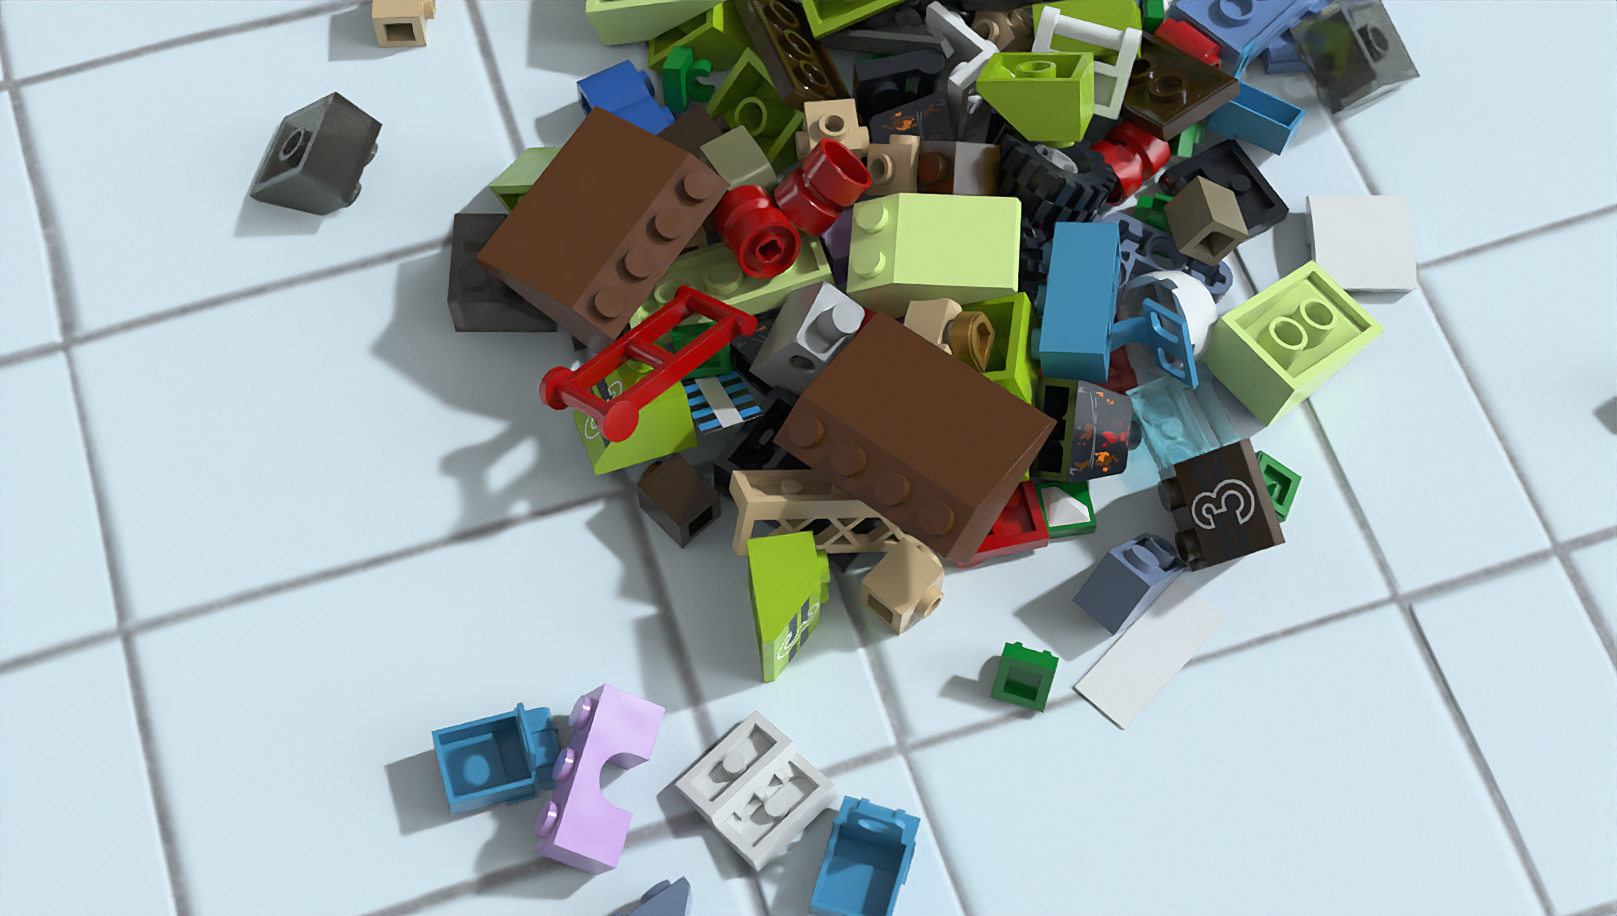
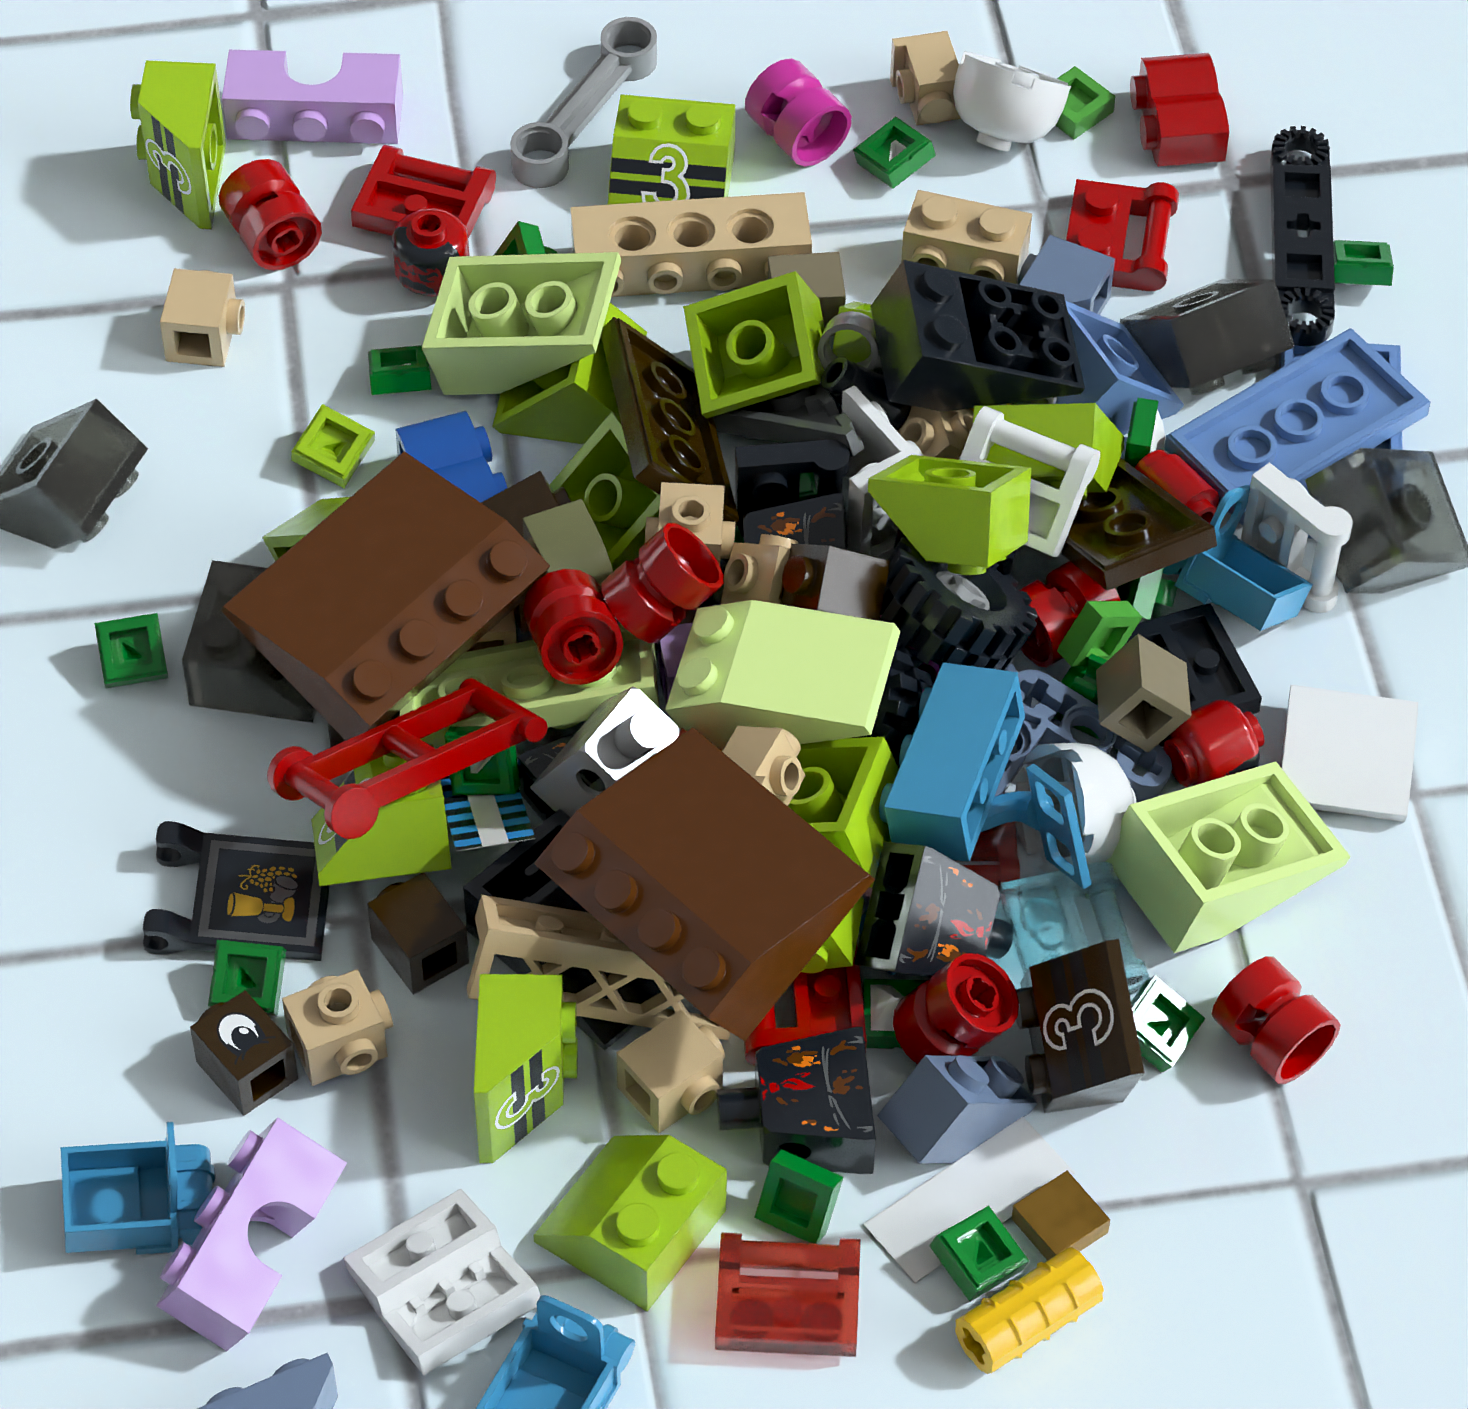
camera: 10 degrees right, 10 degrees down
(401, 294) = (131, 650): none -> green tile
(527, 101) = (333, 446): none -> lime tile
(538, 488) = (244, 893): none -> black flag
(549, 557) = (248, 968): none -> green tile
(560, 621) = (244, 1052): none -> dark brown brick
(567, 31) = (398, 370): none -> green tile
(632, 590) = (337, 1026): none -> tan brick
(680, 79) = (526, 443): green tile -> none
(897, 709) = (637, 1214): none -> lime slope
(972, 339) = (802, 779): pearl gold tile -> none
(1016, 596) = (809, 1102): none -> black torso
(1032, 774) = (787, 1312): none -> clear red plate
(1117, 506) = (956, 1009): none -> red wheel
(1158, 174) = (1099, 630): none -> bright green tile
(1172, 700) = (979, 1253): none -> green tile
(1222, 743) = (1029, 1310): none -> yellow axle
(1226, 660) = (1060, 1217): none -> pearl gold tile
(1265, 255) = (1214, 743): none -> red head
(1276, 67) = (1278, 525): none -> white plate
(1359, 472) = (1267, 1011): none -> red wheel

